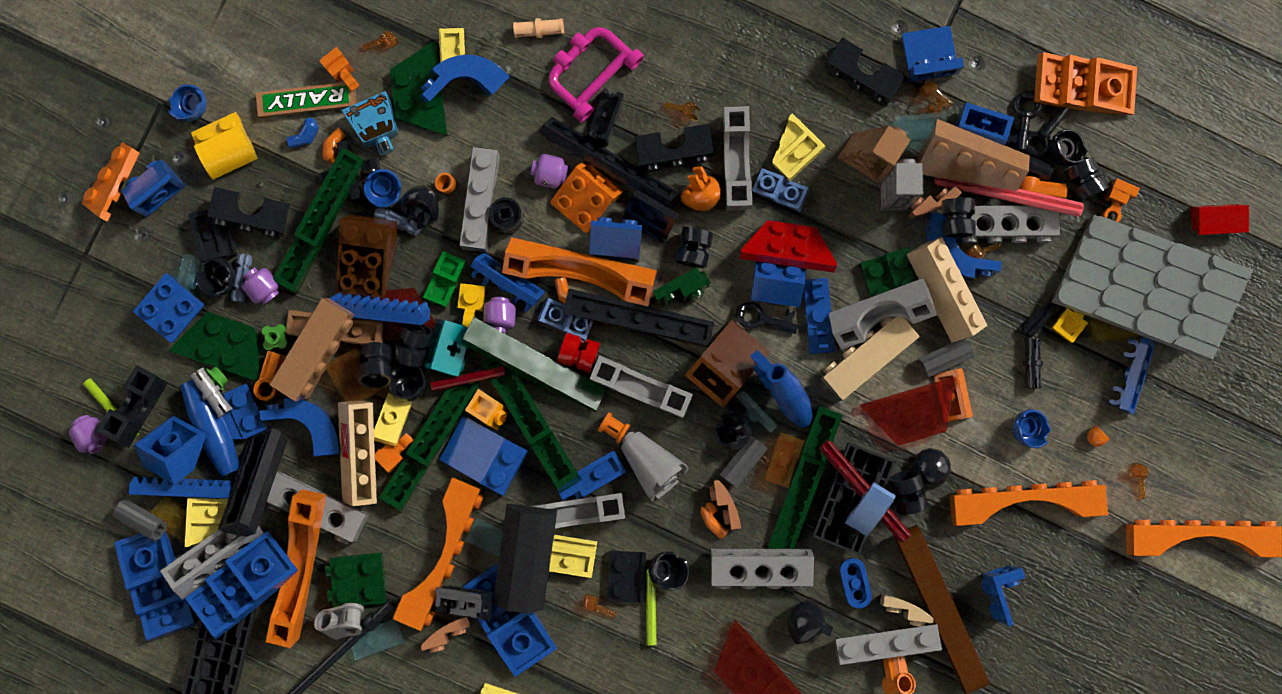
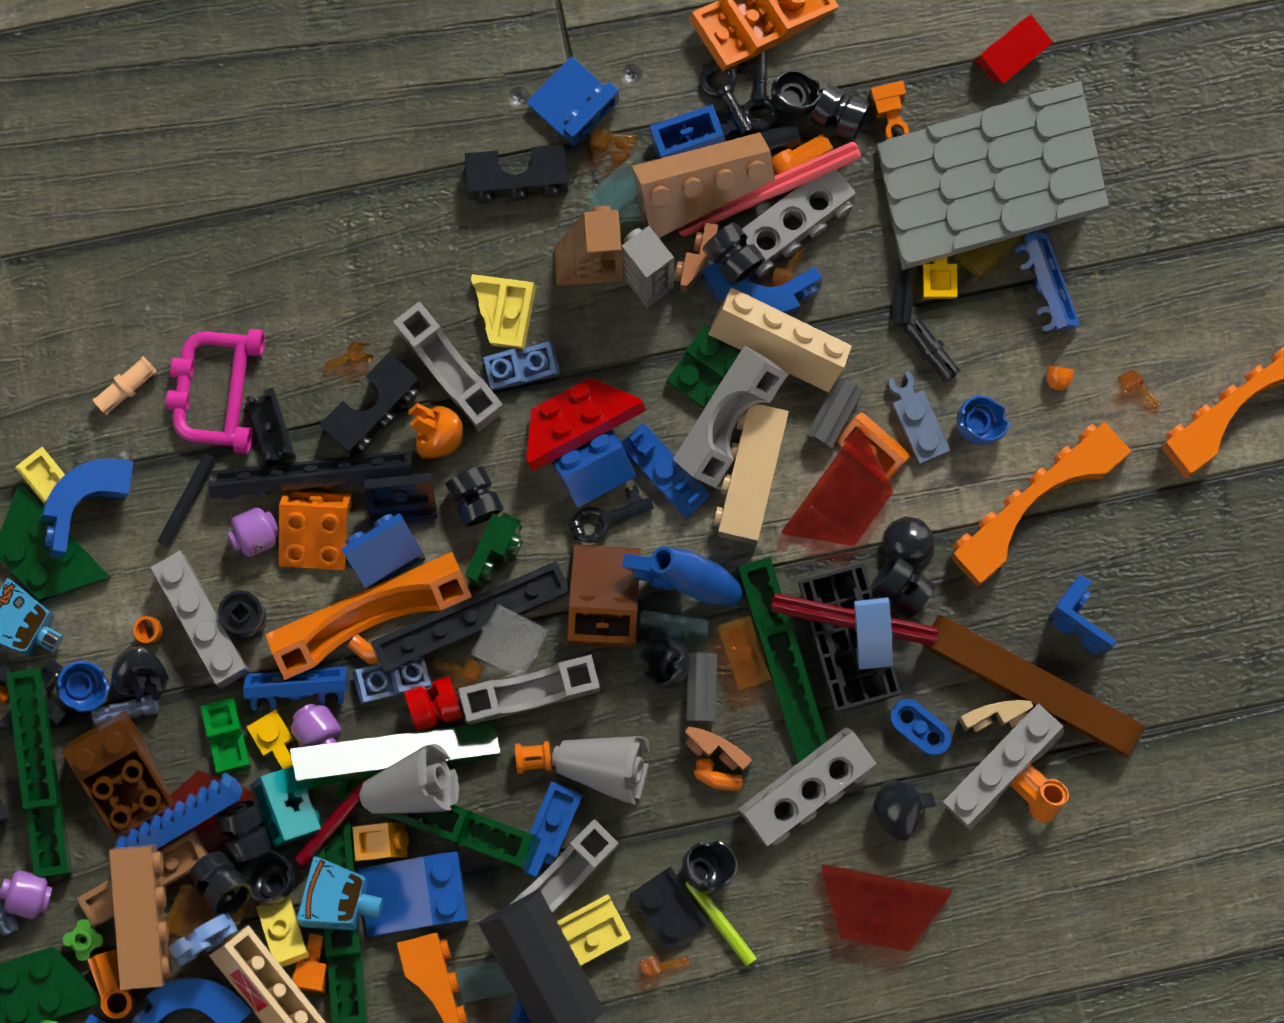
camera: 35 degrees left, 5 degrees down
(340, 391) = (205, 937): none -> medium blue plate
(436, 424) = (335, 898): none -> dark azure torso
(524, 123) = (186, 500): none -> black bar
(530, 393) = (413, 784): none -> light grey cone
(614, 348) = (471, 670): none -> clear orange hand
(651, 349) = (510, 641): none -> clear piece
(992, 399) = (918, 422): none -> sand blue plate

